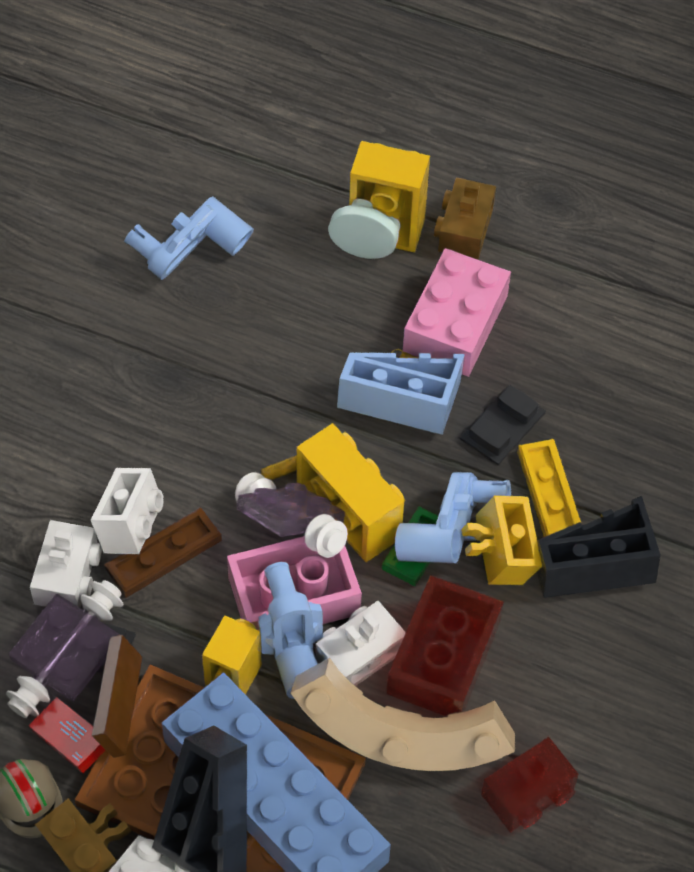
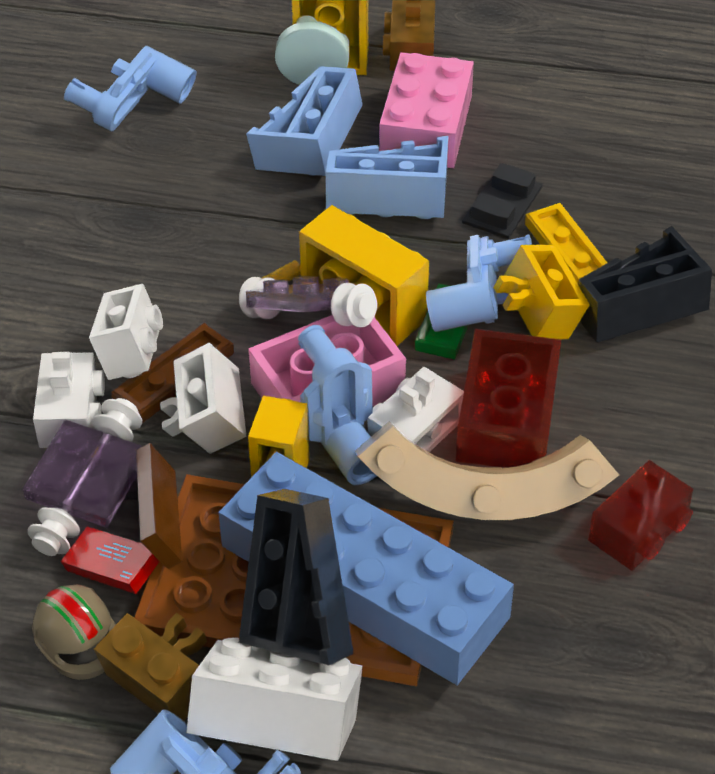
camera: 10 degrees left, 10 degrees down
(183, 593) = (207, 400): none -> white brick
(345, 311) = (309, 125): none -> light blue wedge

